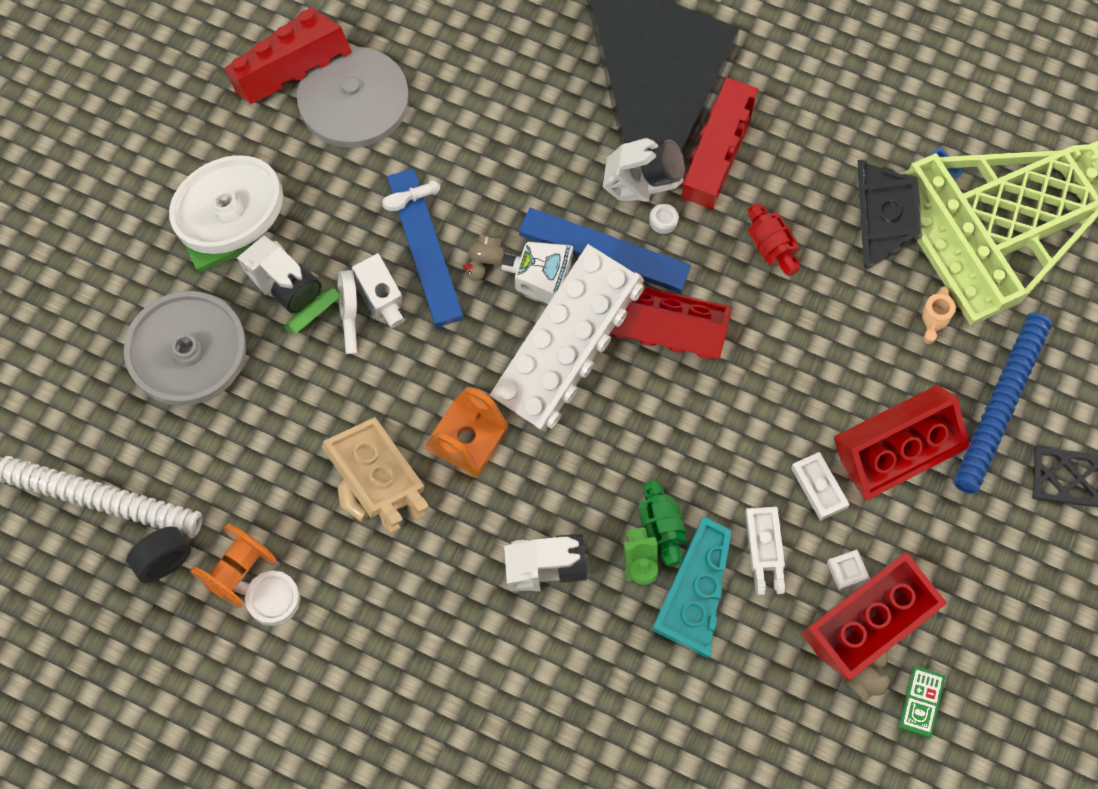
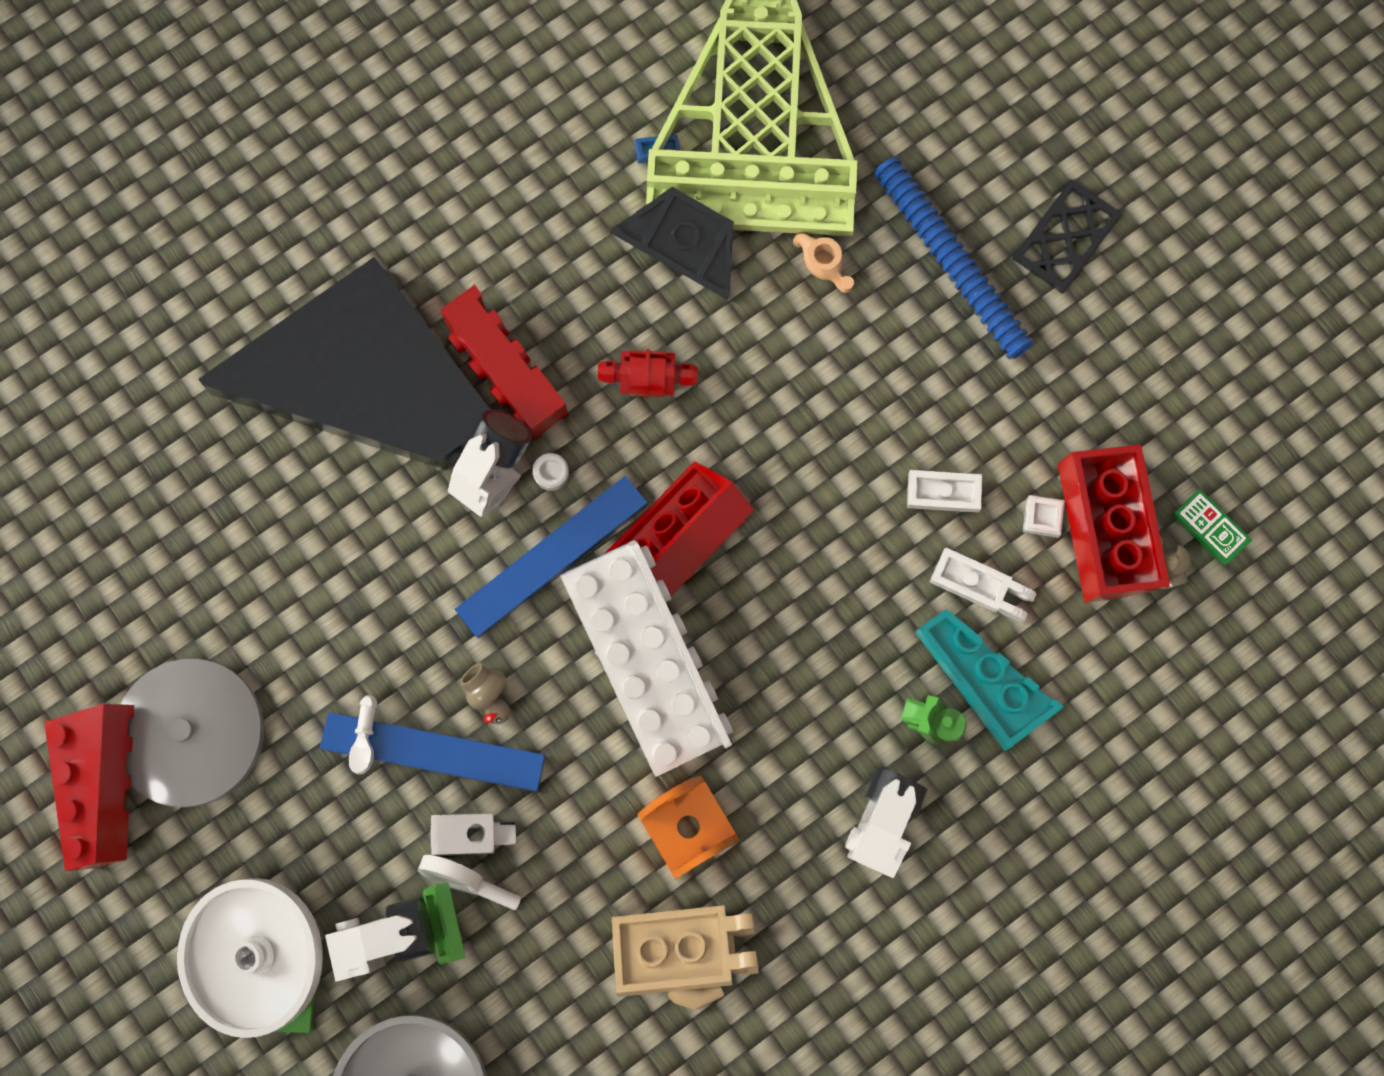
camera: 60 degrees left, 10 degrees up
(540, 269) = (540, 640): white torso -> none
(663, 521) = (902, 674): green piece -> none
(903, 441) = (941, 380): red slope -> none

